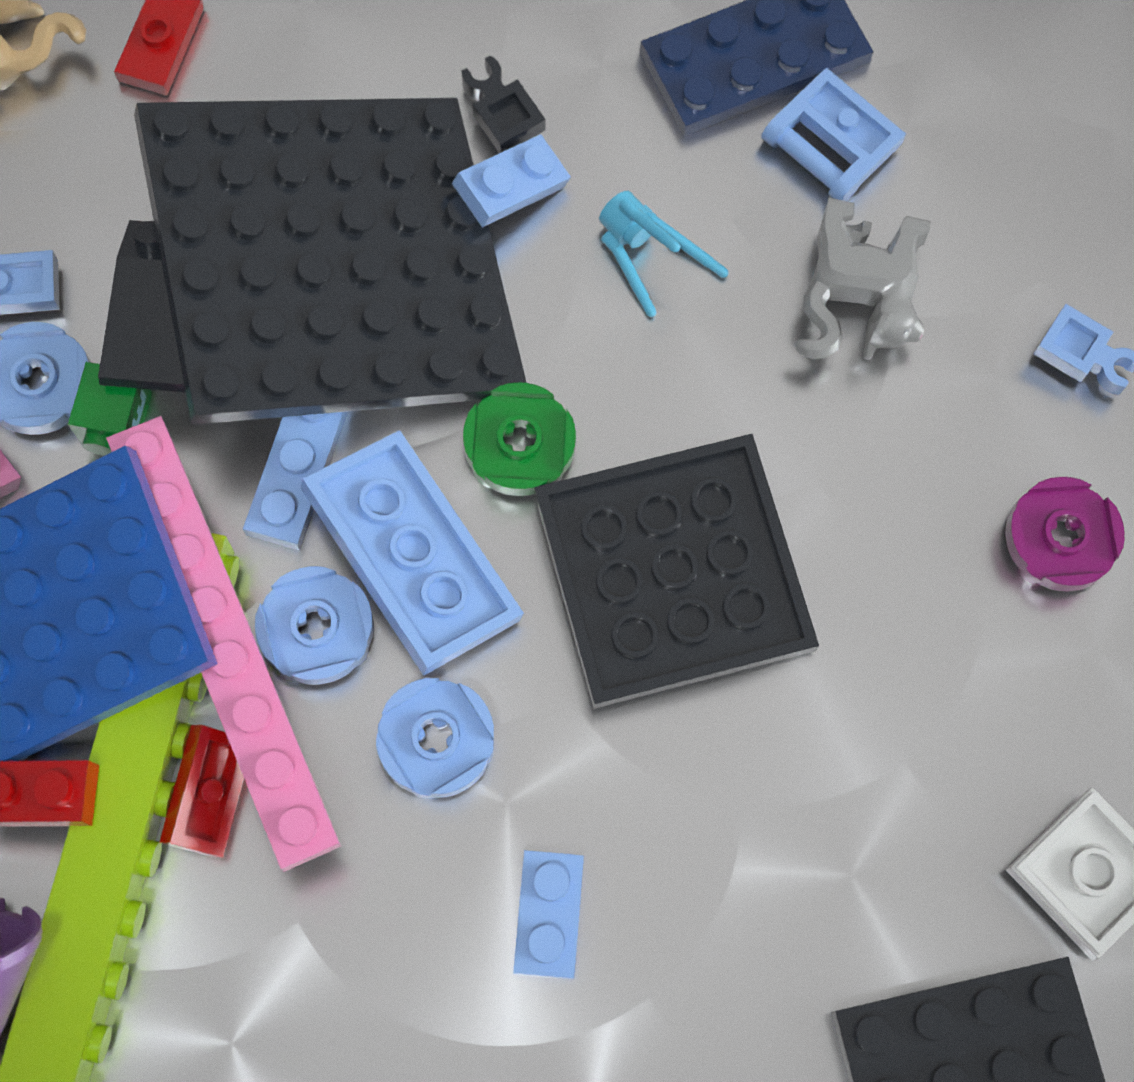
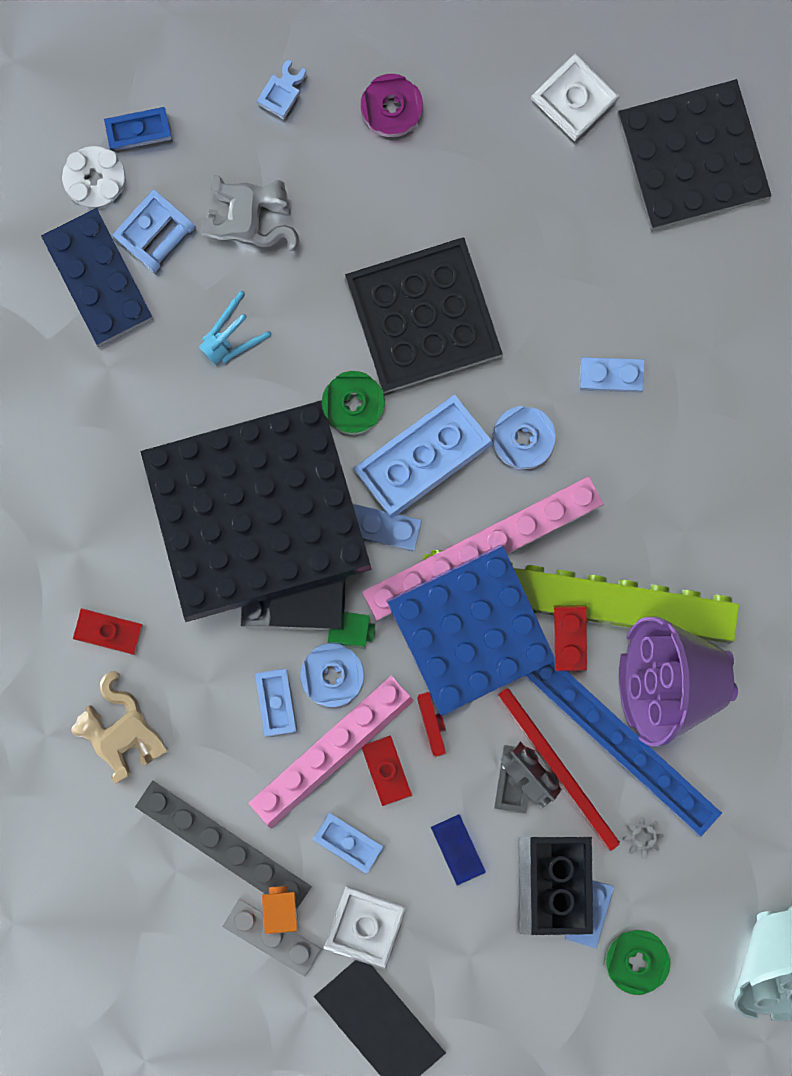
camera: 90 degrees left, 10 degrees up
(204, 794) = (561, 554): red plate -> none
(286, 608) = (476, 491): light blue plate -> none
(503, 111) = (148, 421): black plate -> none
(511, 180) = (195, 414): light blue plate -> none
(931, 27) = (79, 166): none -> white plate
(1009, 119) = (137, 129): none -> blue plate

